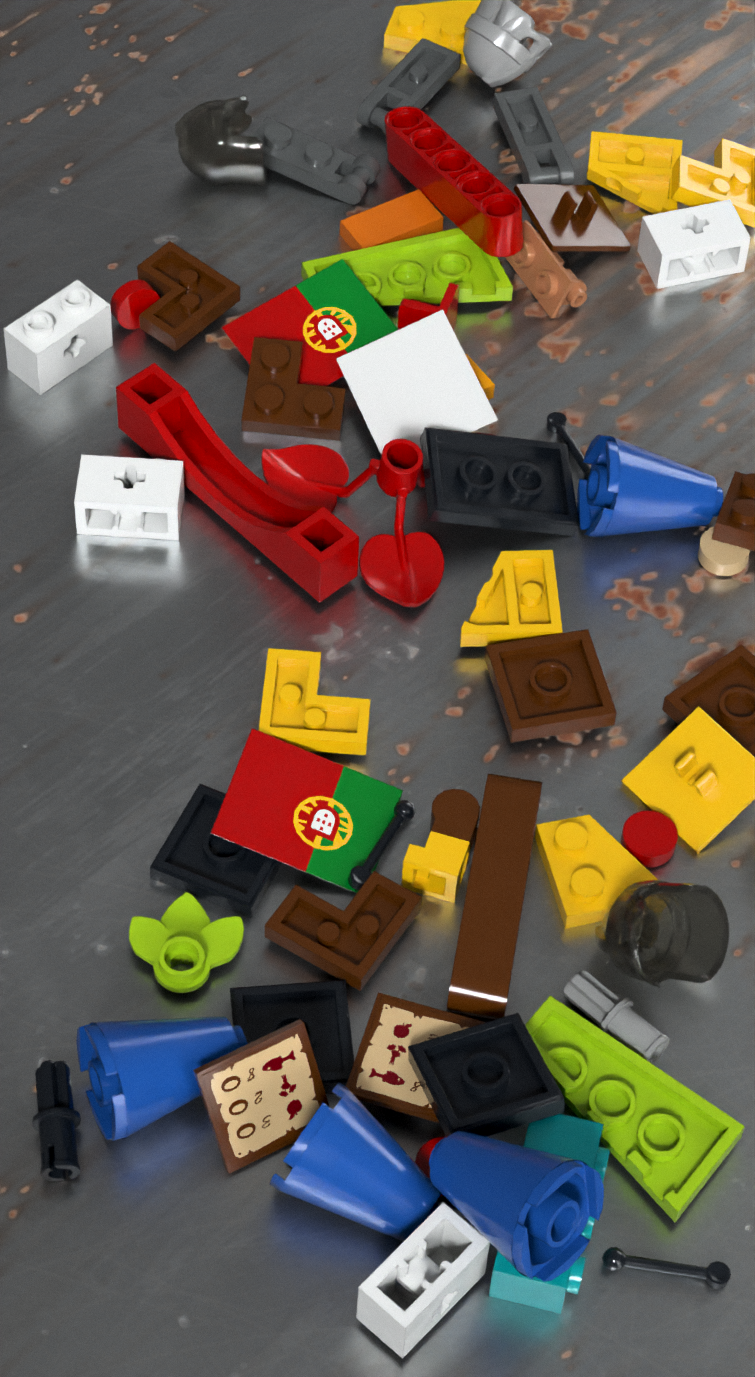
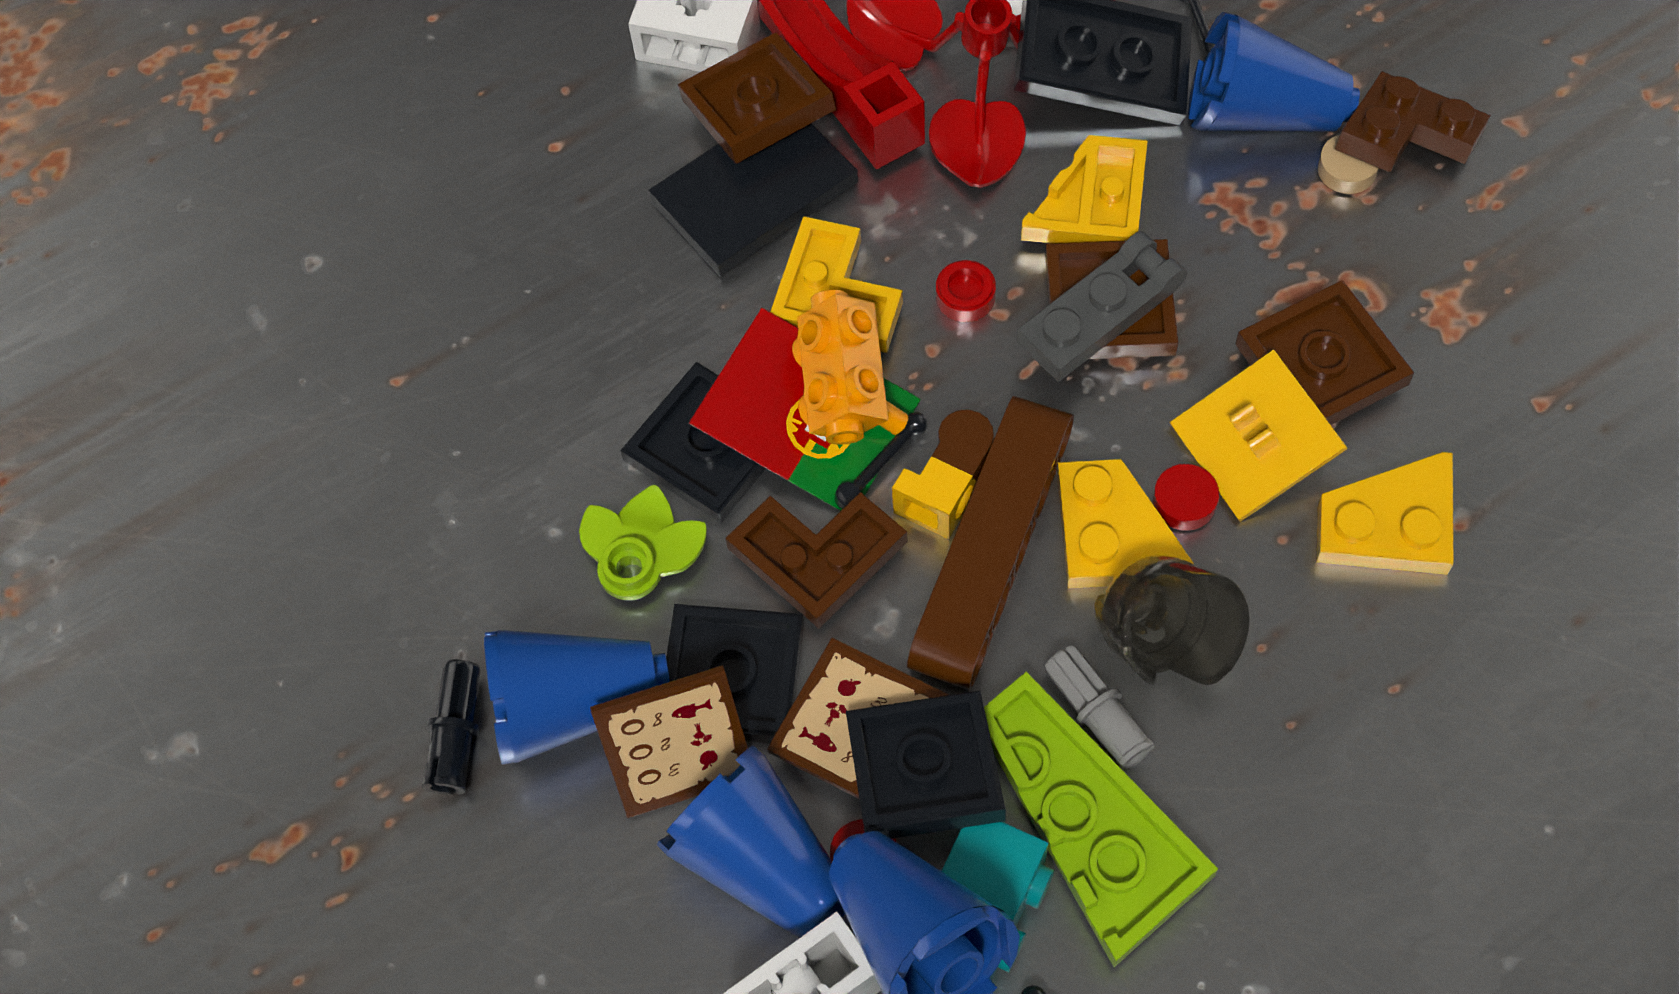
camera: 20 degrees right, 10 degrees up
(203, 551) = (756, 97): none -> reddish brown plate
(213, 630) = (741, 207): none -> black tile
(338, 769) = (842, 370): none -> light orange brick
(422, 695) = (965, 291): none -> red tile
(545, 691) = (1100, 307): none -> dark grey plate

